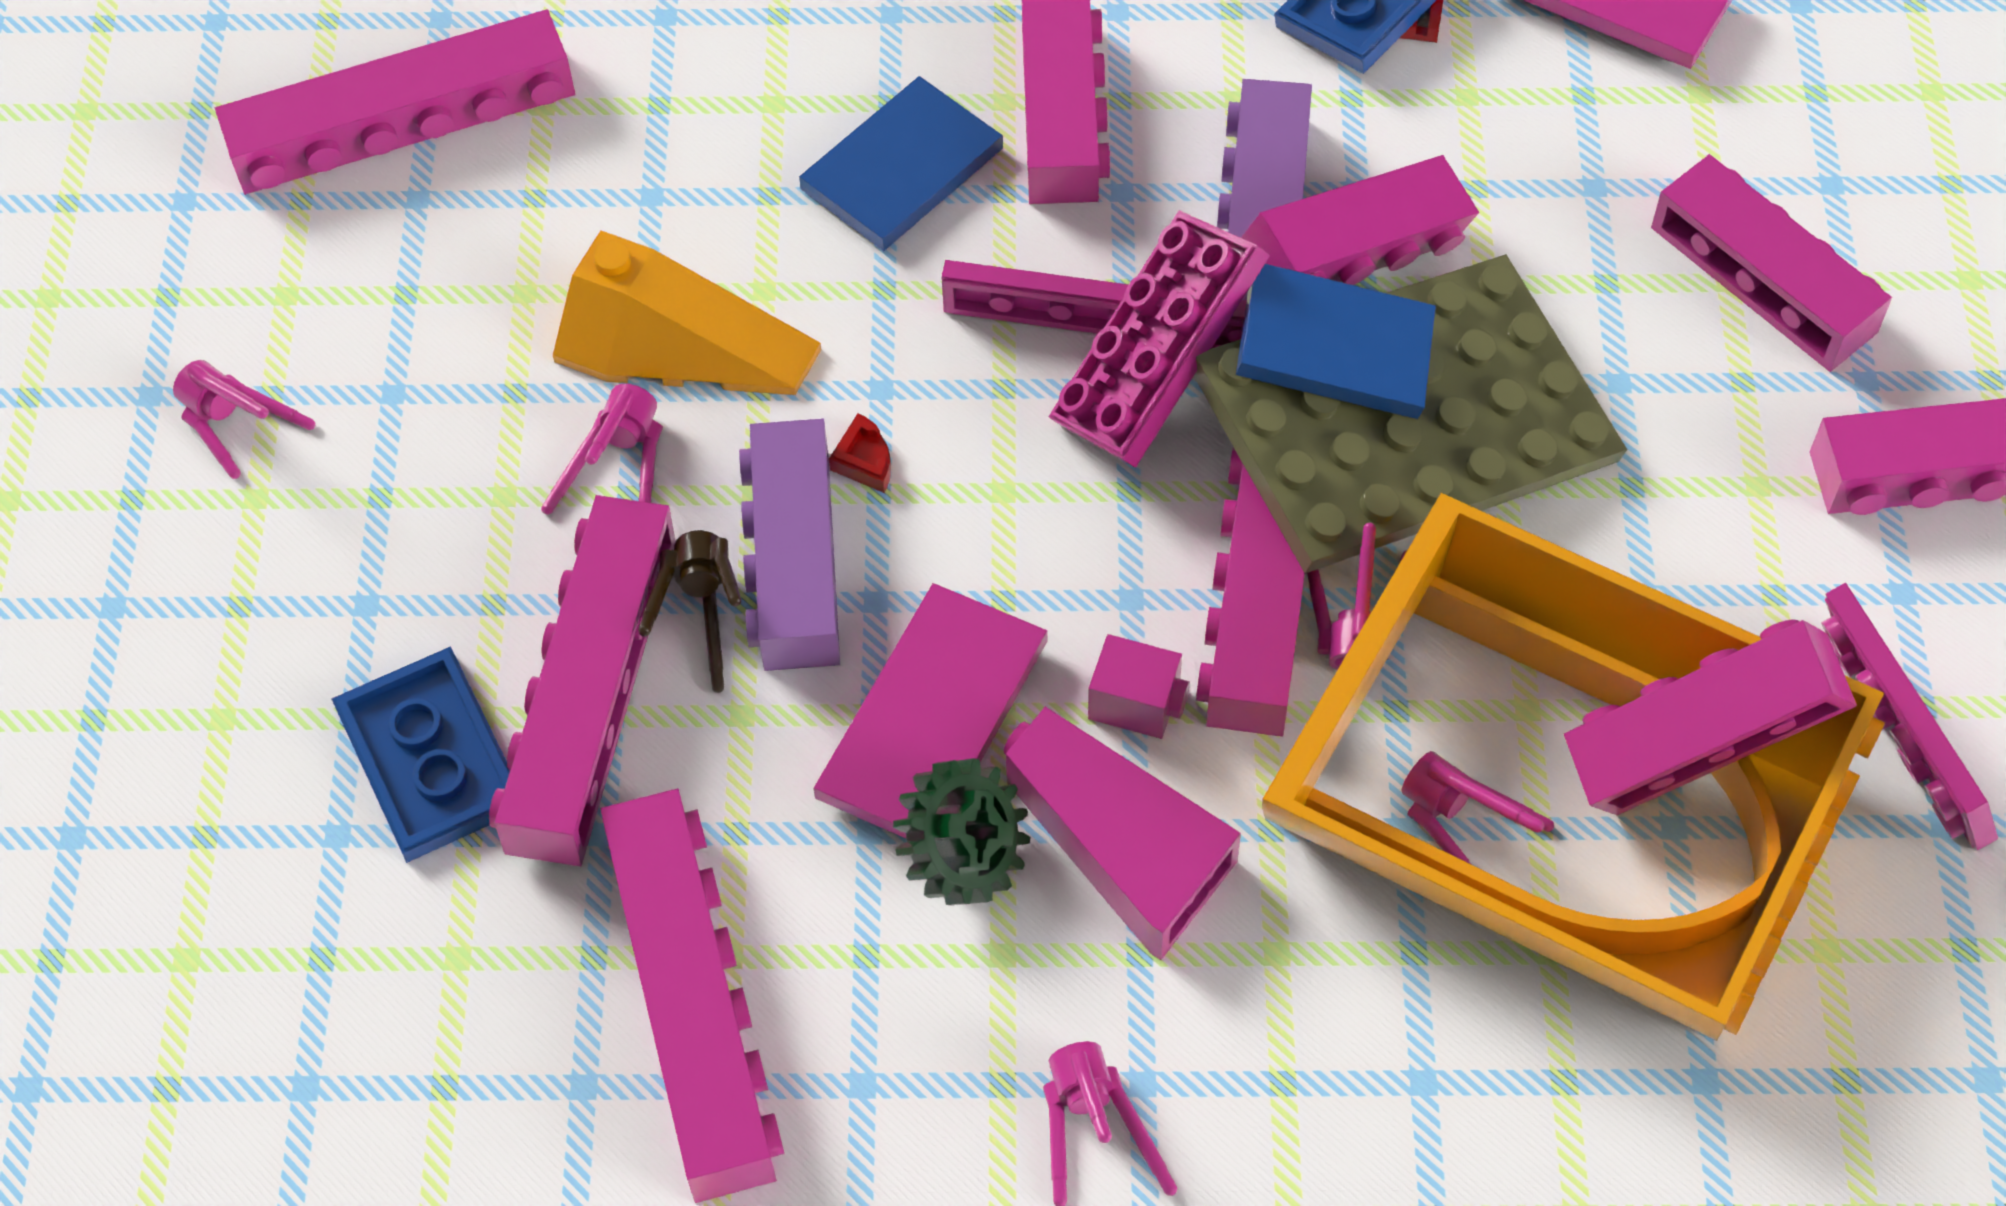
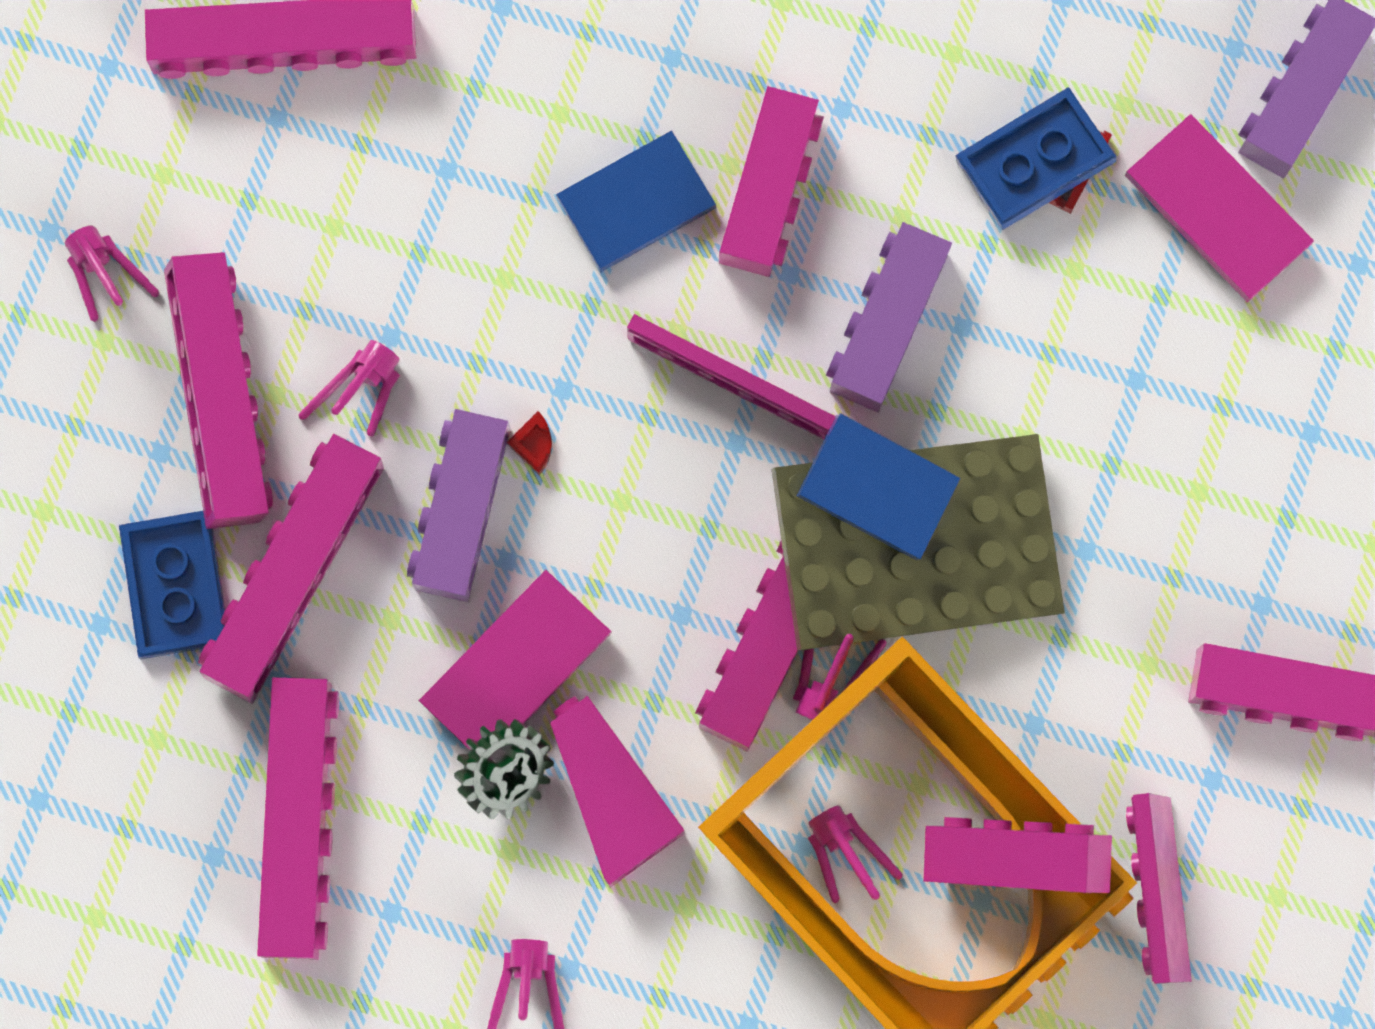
camera: 15 degrees right, 20 degrees up
(425, 501) = (217, 390): none -> dark pink brick
(659, 320) = (418, 292): light orange wedge -> none
(699, 567) = (391, 509): dark brown plant -> none
(1137, 687) = (658, 692): dark pink brick -> none
(1154, 335) = (758, 435): dark pink tile -> none
(1368, 223) = (937, 385): dark pink brick -> none
(1770, 262) = (1230, 492): dark pink brick -> none

